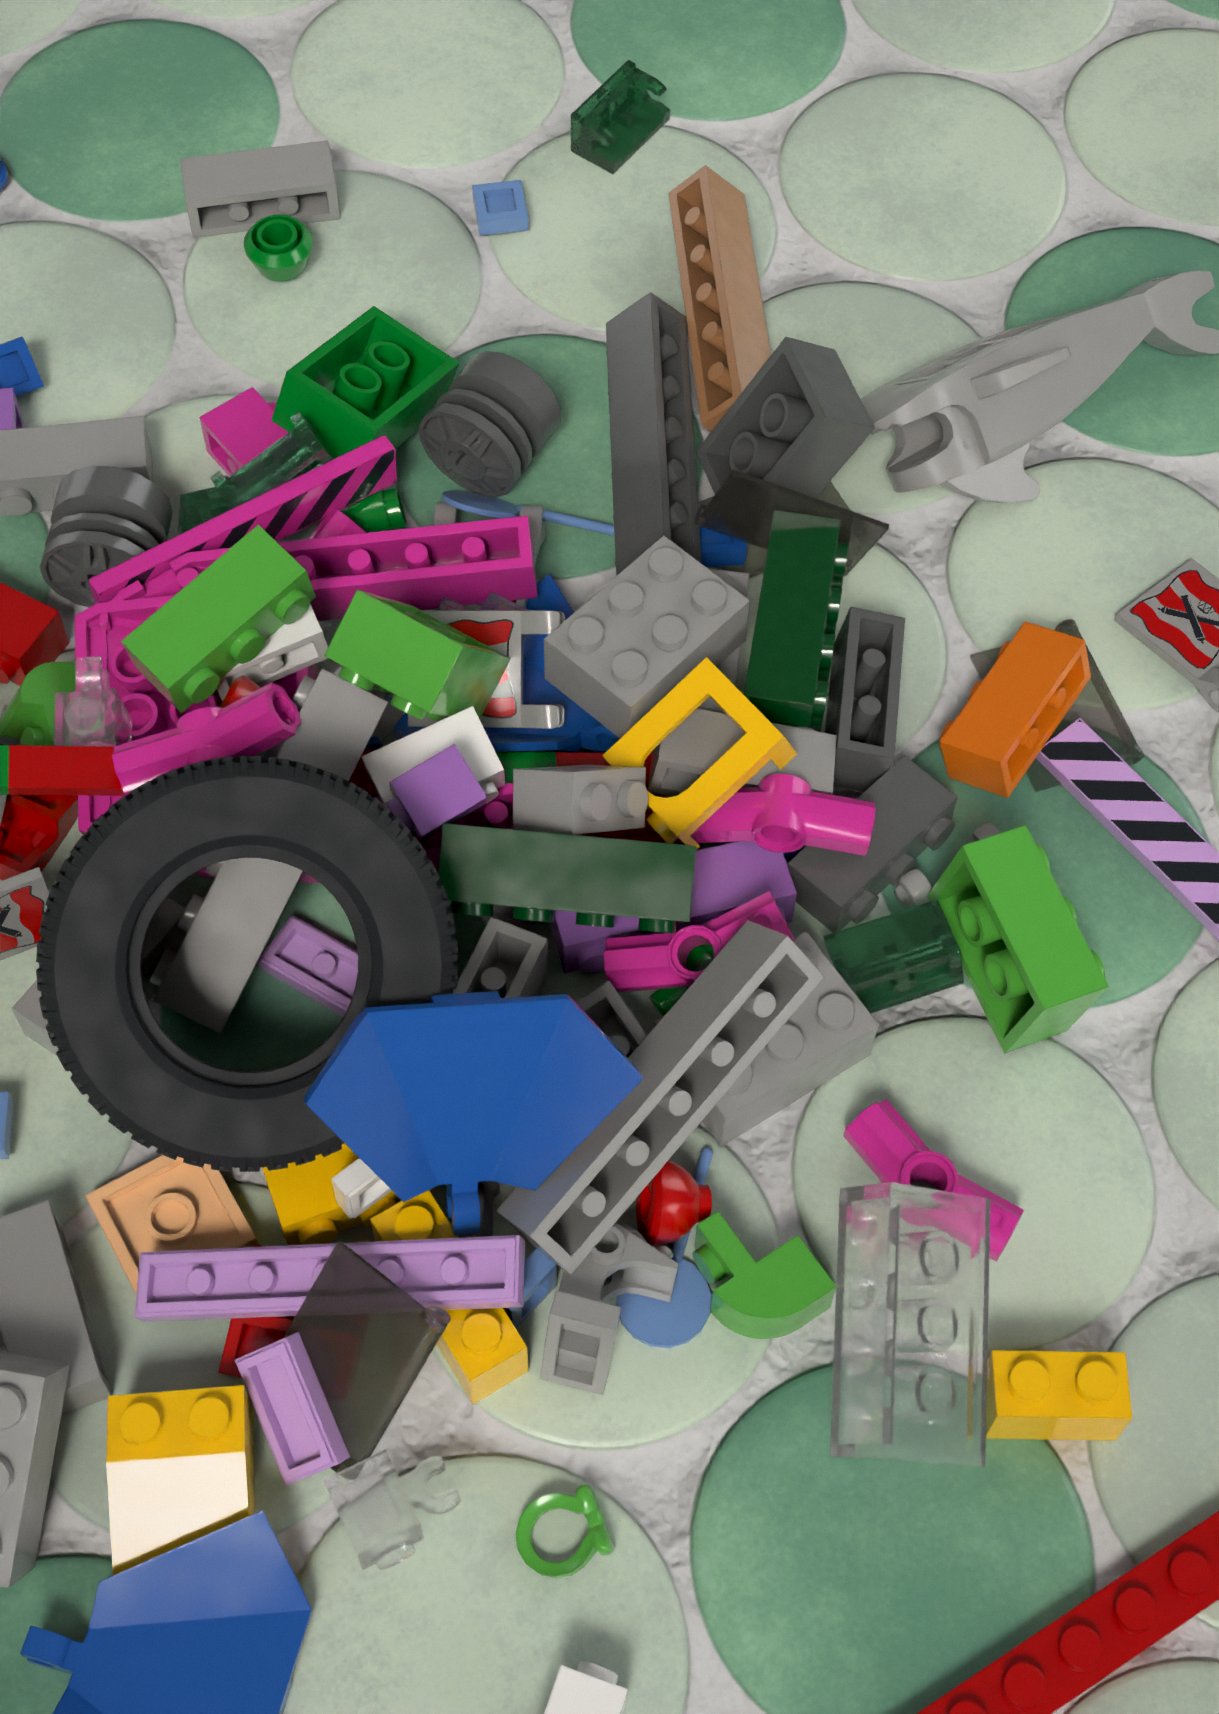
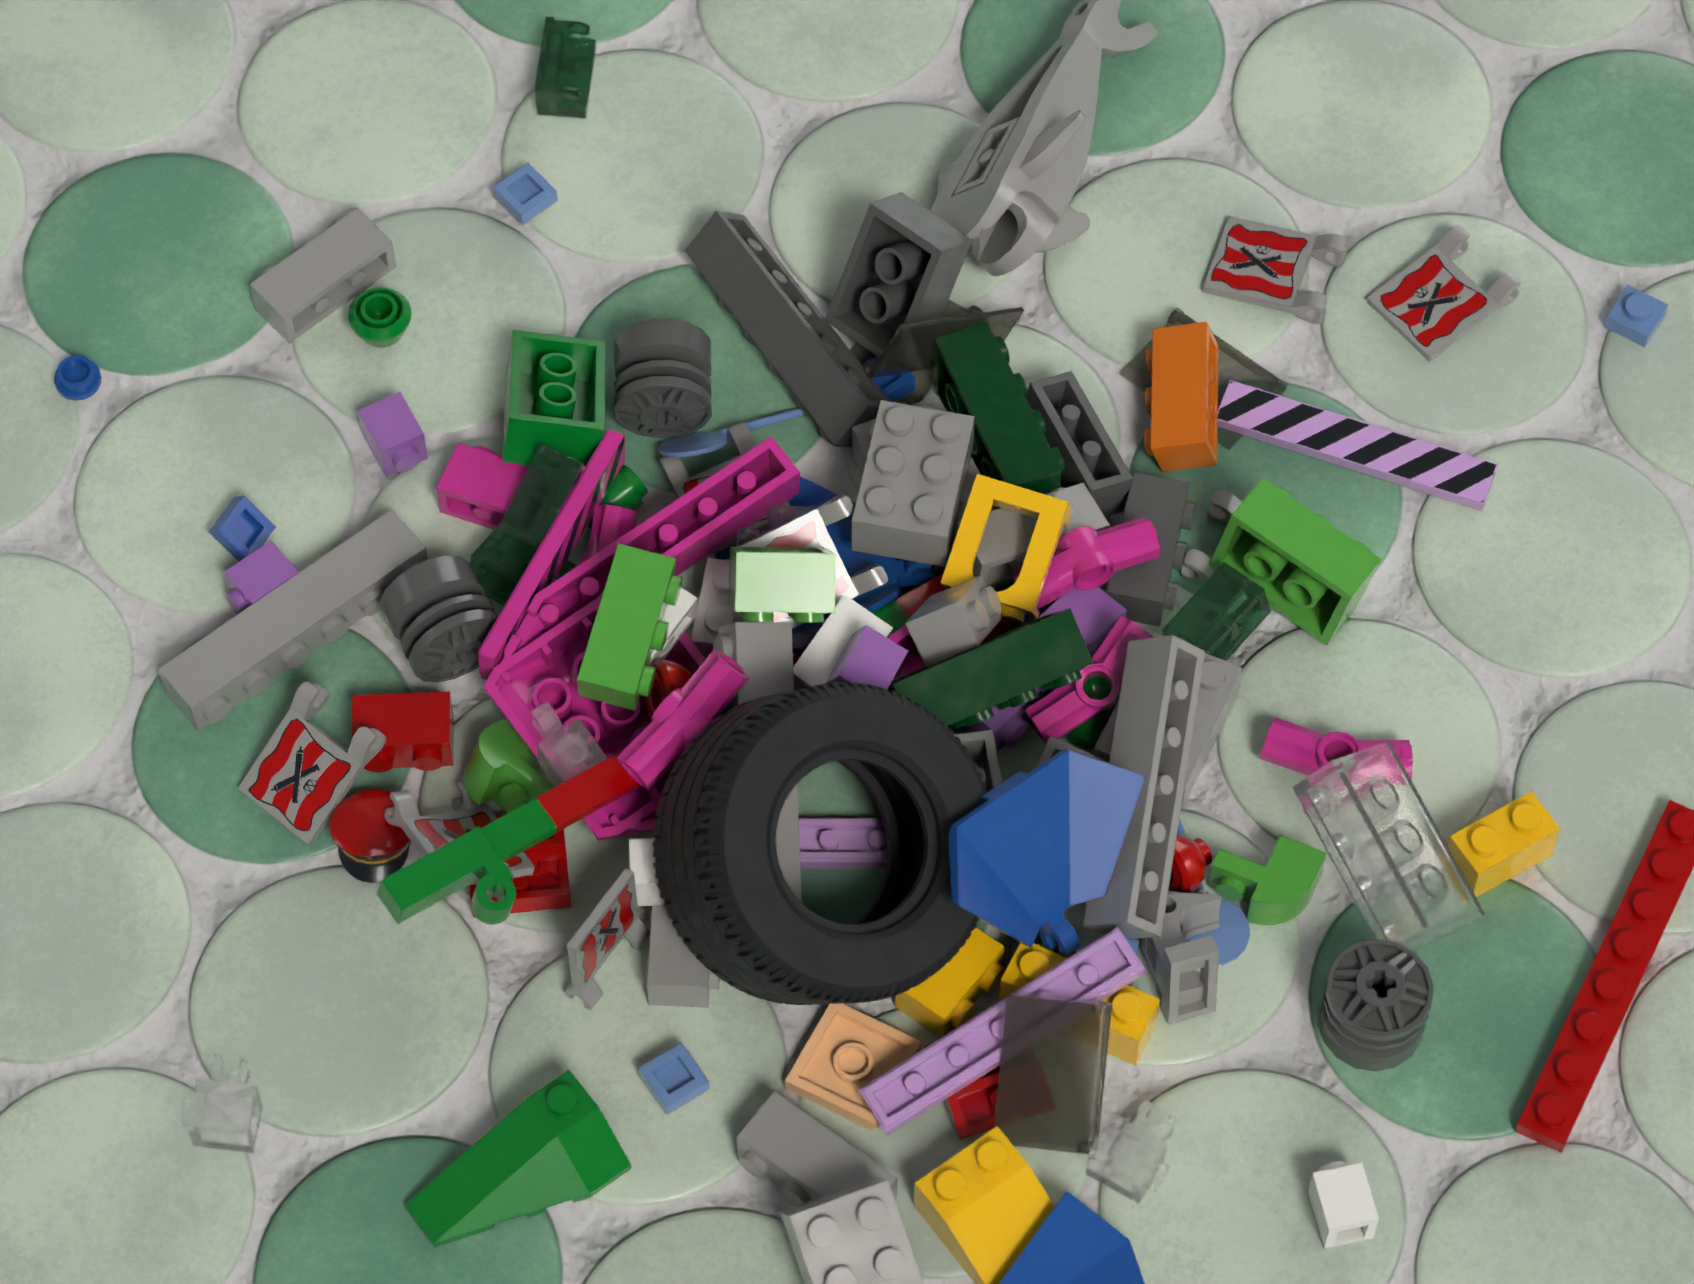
camera: 30 degrees left, 0 degrees up
(209, 355) = (393, 434): none -> medium lavender brick
(292, 1408) = (1032, 1127): lavender tile -> none
(358, 1188) = (985, 956): white tile -> none
(596, 1540) = (1251, 1081): bright green piece -> none
(718, 290) = (759, 186): medium nougat brick -> none
(768, 1540) = (1369, 1029): none -> dark grey wheel

